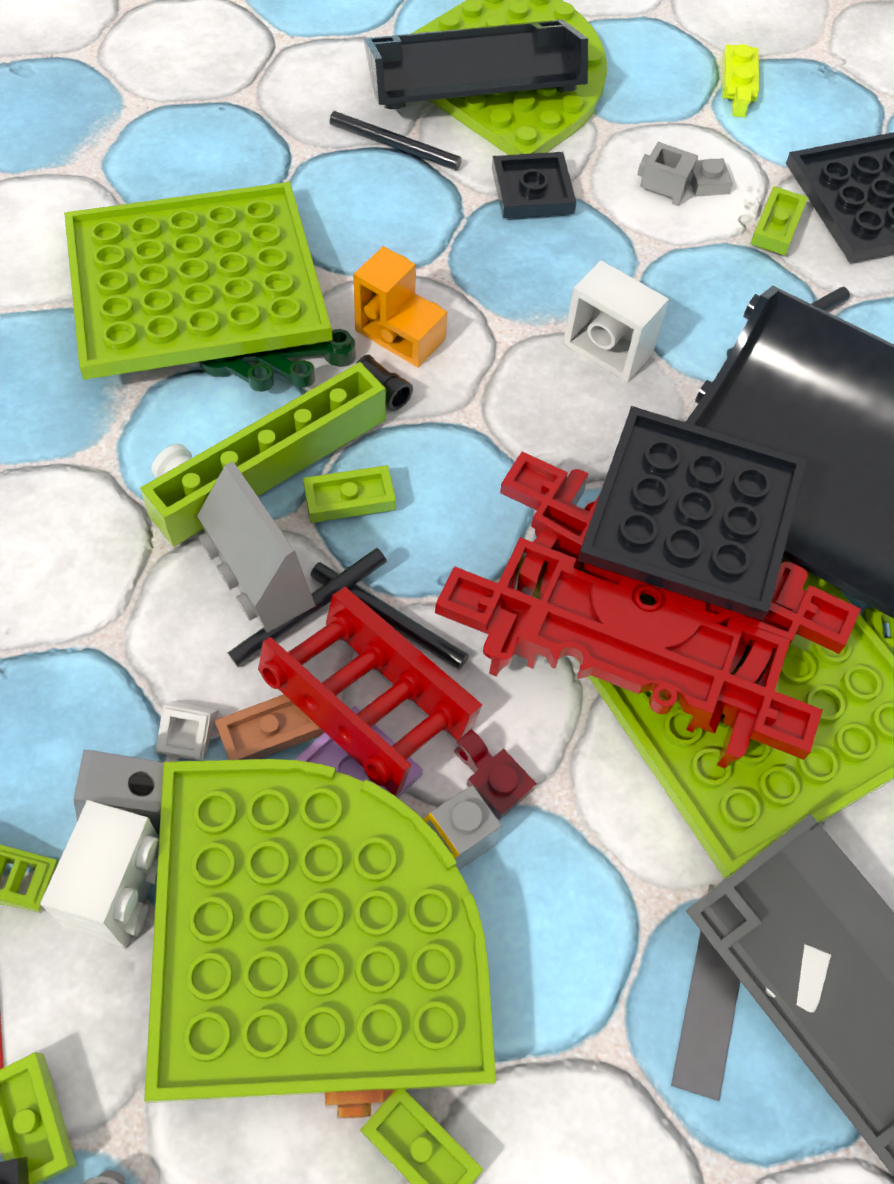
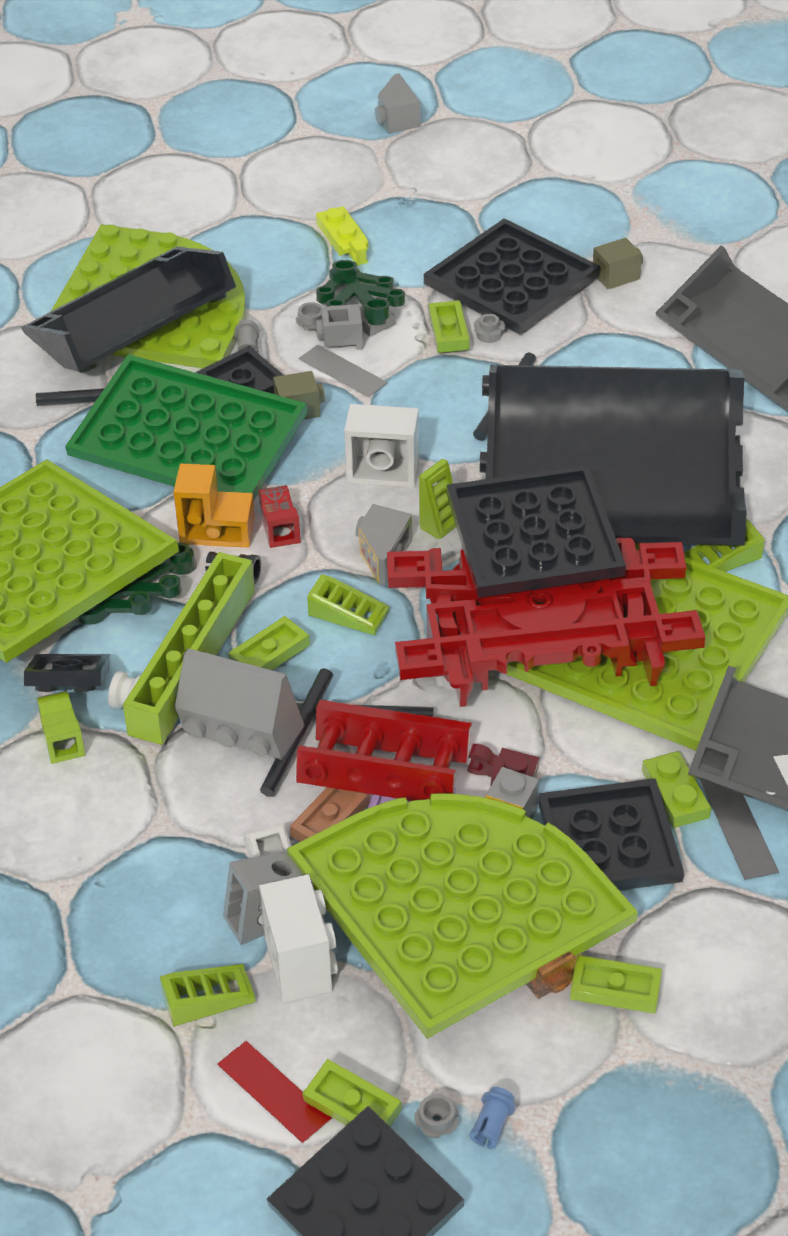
camera: 25 degrees left, 15 degrees down
(89, 474) = (59, 724): none -> lime leg
(134, 417) = (75, 670): none -> black plate
(445, 211) = (169, 416): none -> green plate
(447, 462) = (329, 591): none -> lime slope
(465, 345) = (279, 512): none -> red leg
(553, 424) = (383, 532): none -> light grey slope
(554, 938) = (619, 829): none -> black plate
(572, 139) = (247, 334): none -> light grey pin
(573, 227) = (301, 388): none -> olive brick
(620, 405) = (434, 507): none -> lime slope
(643, 220) = (343, 370): none -> light grey sticker
(644, 144) = (308, 314): none -> light grey plate
(663, 923) = (678, 790): none -> lime plate
(713, 120) = (347, 274): none -> dark green plant
(821, 241) = (489, 328): none -> light grey plate

